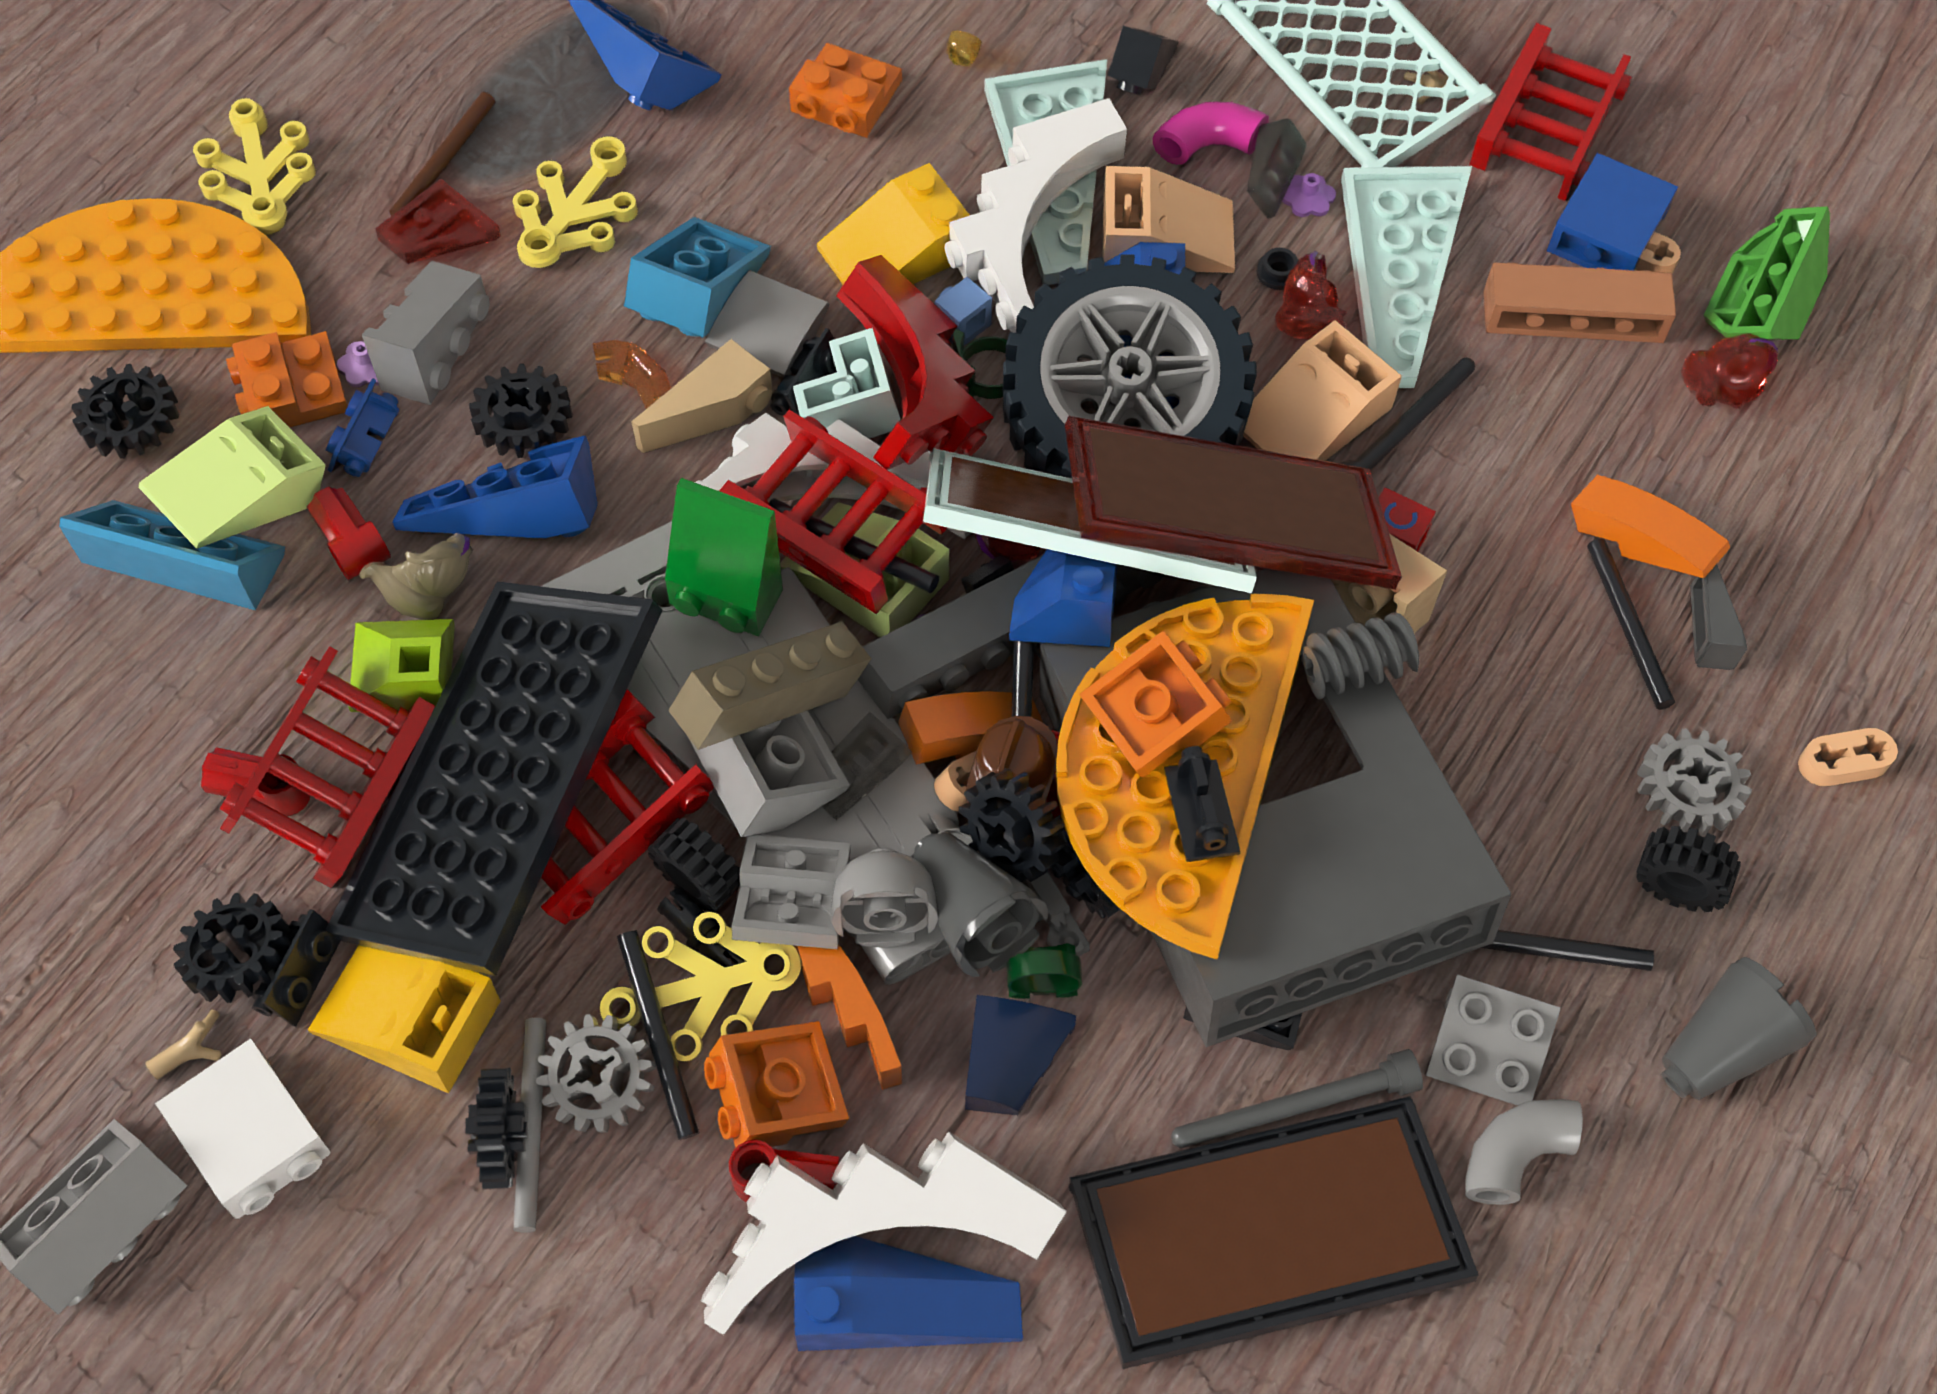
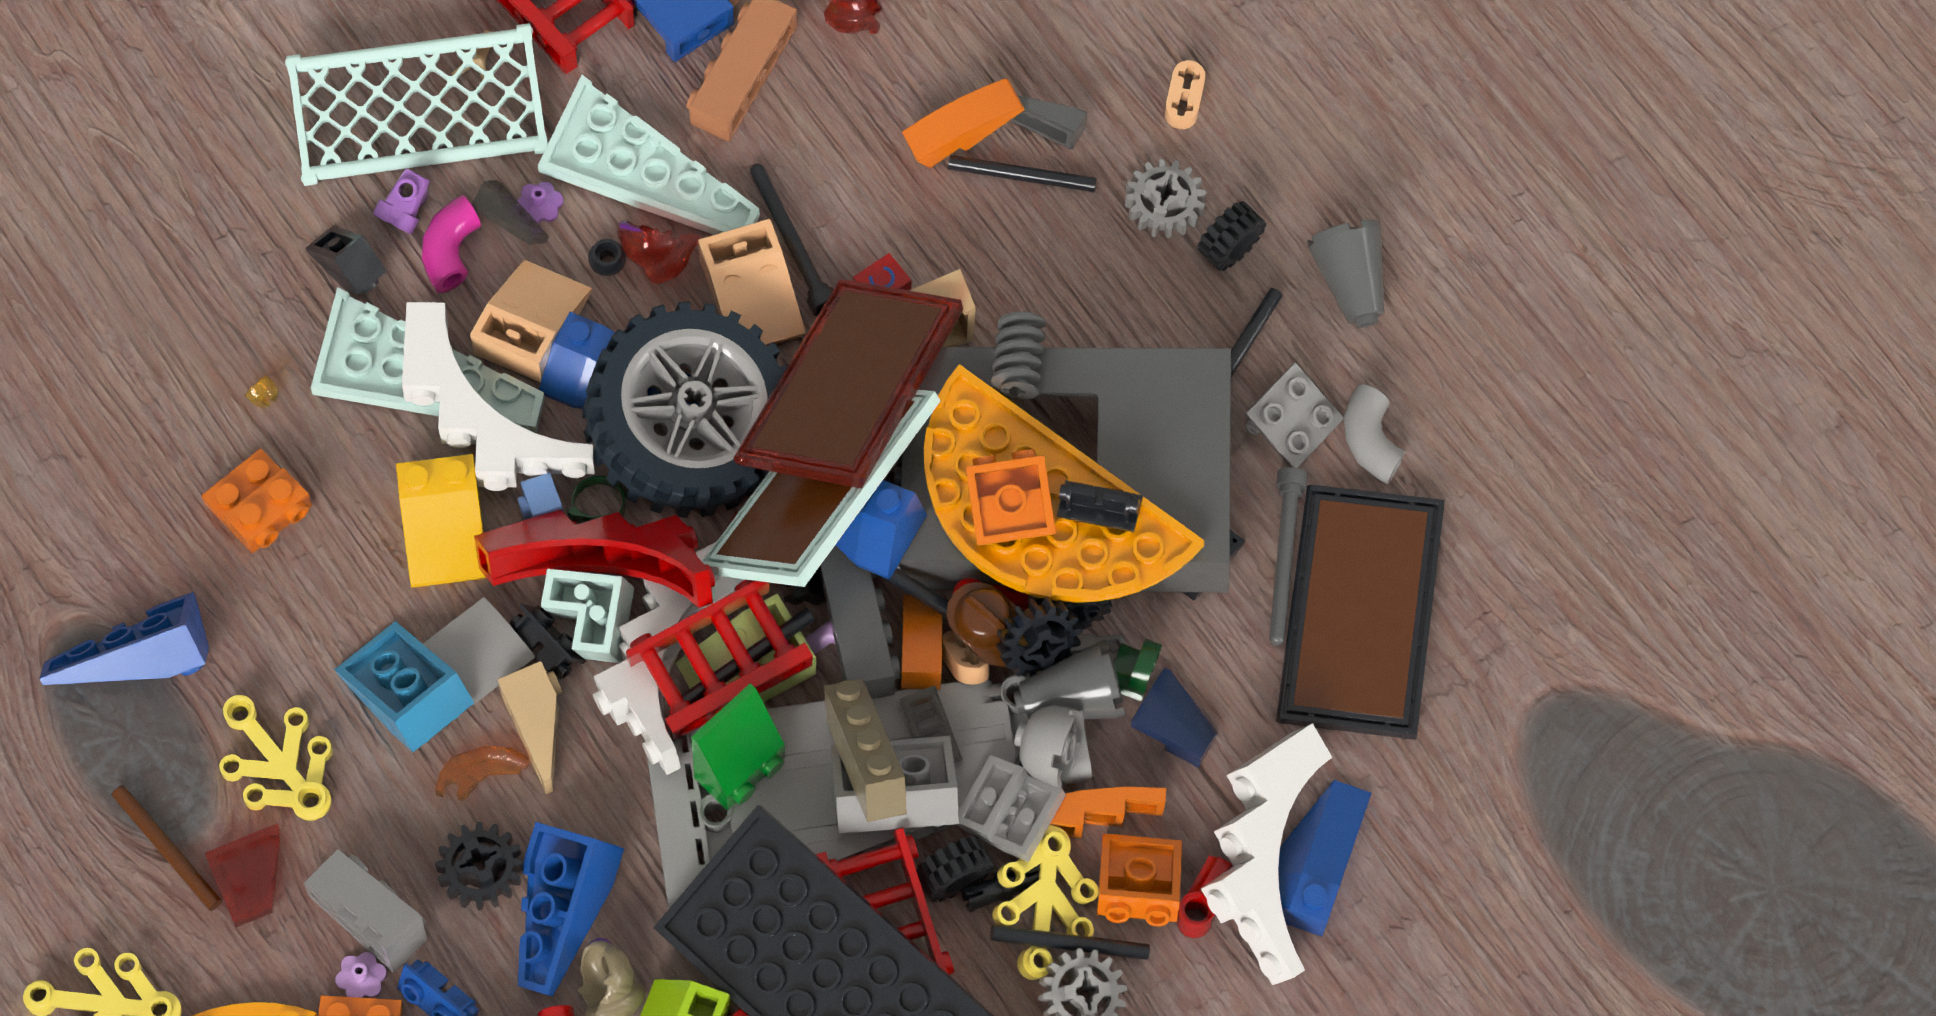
camera: 70 degrees left, 5 degrees up
(1241, 76) = (402, 210): none -> medium lavender plate

